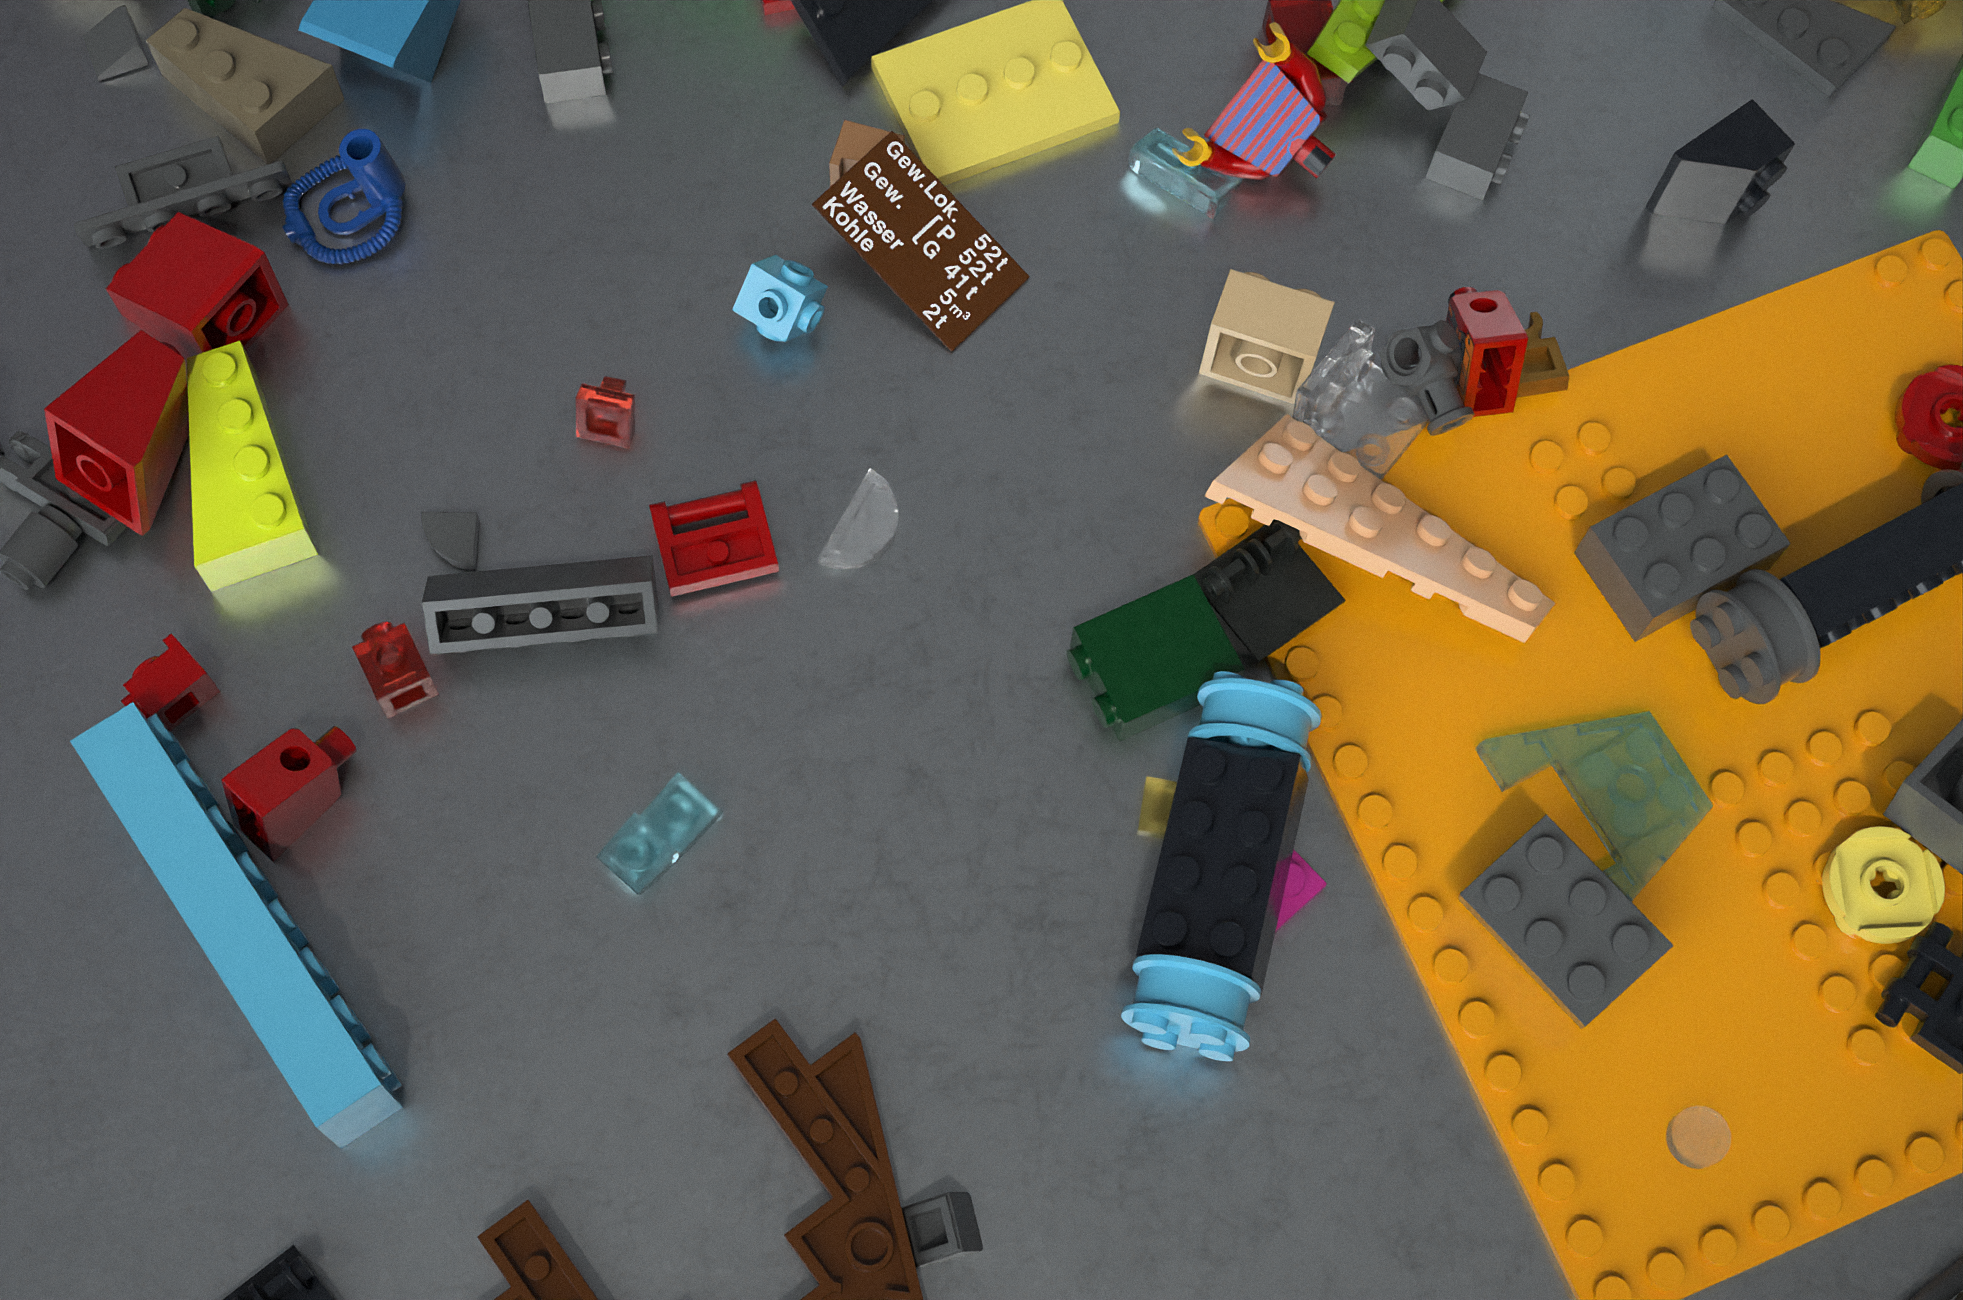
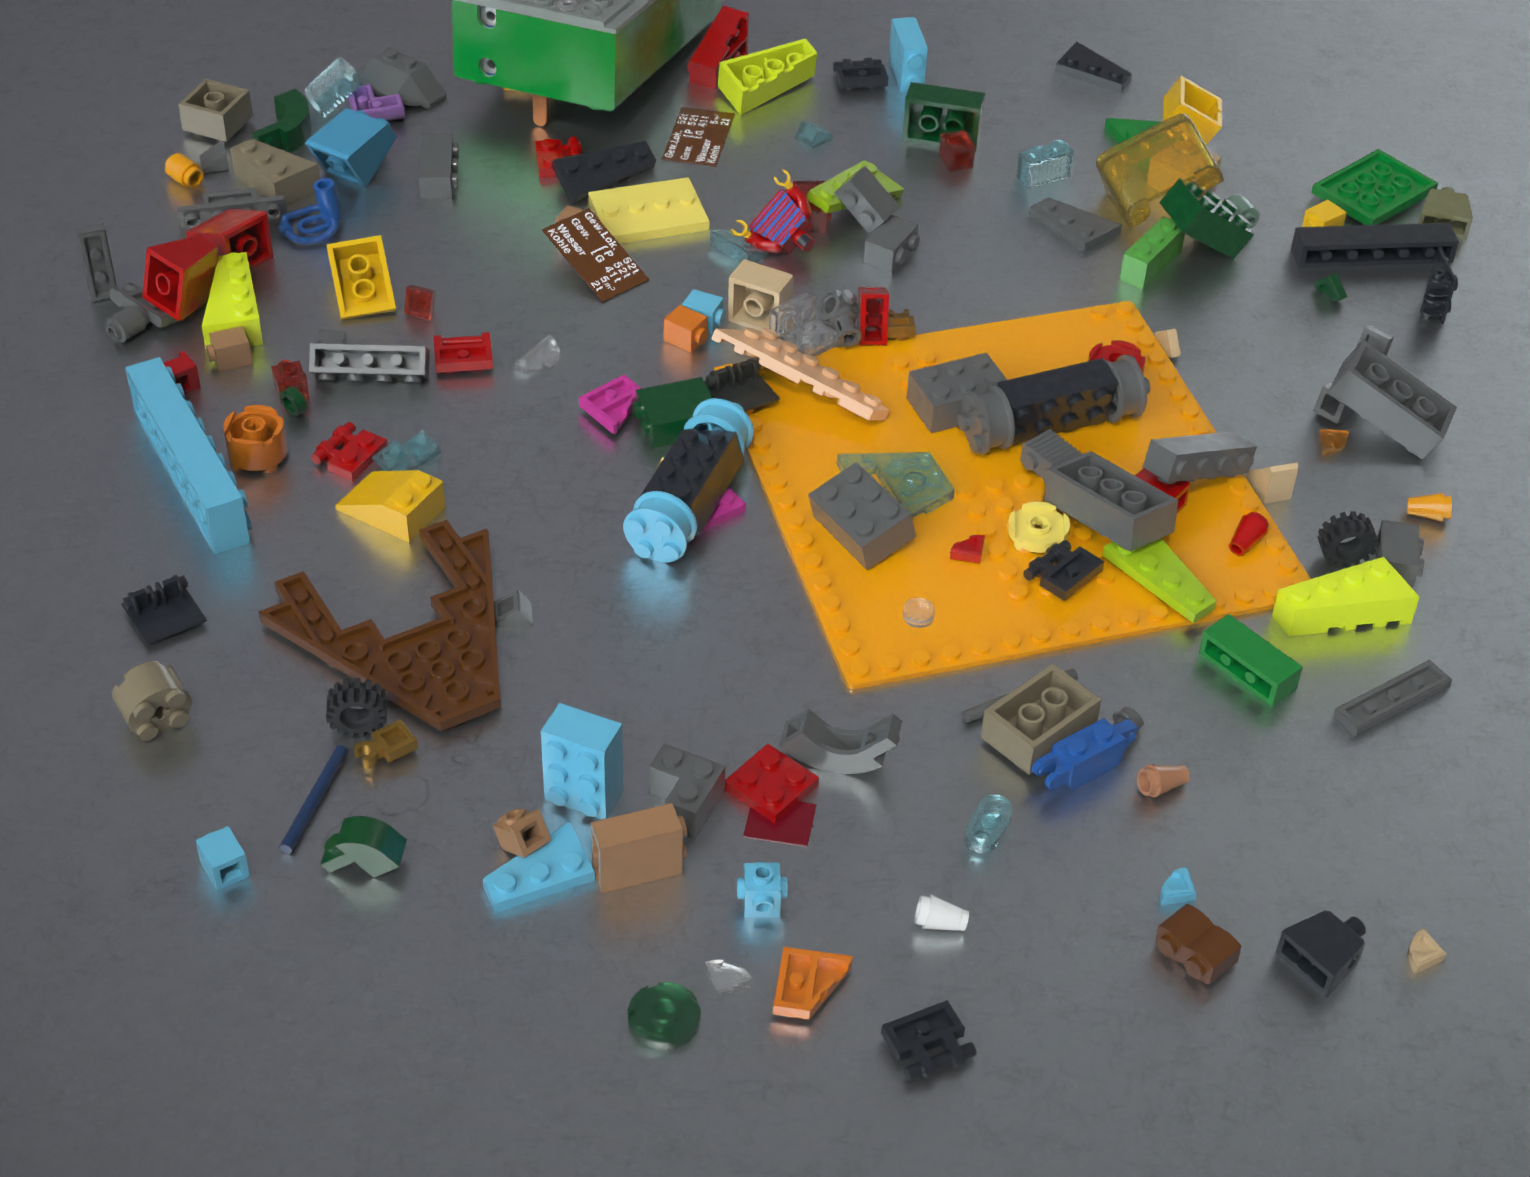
camera: 10 degrees right, 25 degrees down
(62, 91) = (184, 170): none -> light orange brick
(257, 595) = (229, 349): none -> medium nougat brick
(286, 787) = (217, 402): red torso -> none
(341, 829) = (255, 439): none -> orange brick
(413, 726) = (293, 401): none -> dark green tile
(479, 369) = (361, 277): none -> yellow slope
(563, 845) = (355, 454): none -> red plate
(657, 971) = (396, 501): none -> yellow slope
(781, 298) = (518, 267): medium azure brick -> none
(1027, 643) = (611, 402): none -> dark pink wing
(1131, 424) = (685, 328): none -> orange brick
(1156, 373) = (707, 305): none -> medium azure brick
(1724, 169) = (1011, 259): black slope -> none
(1762, 953) = (968, 550): none -> red tile
(1888, 713) = (1045, 452): none -> dark grey brick

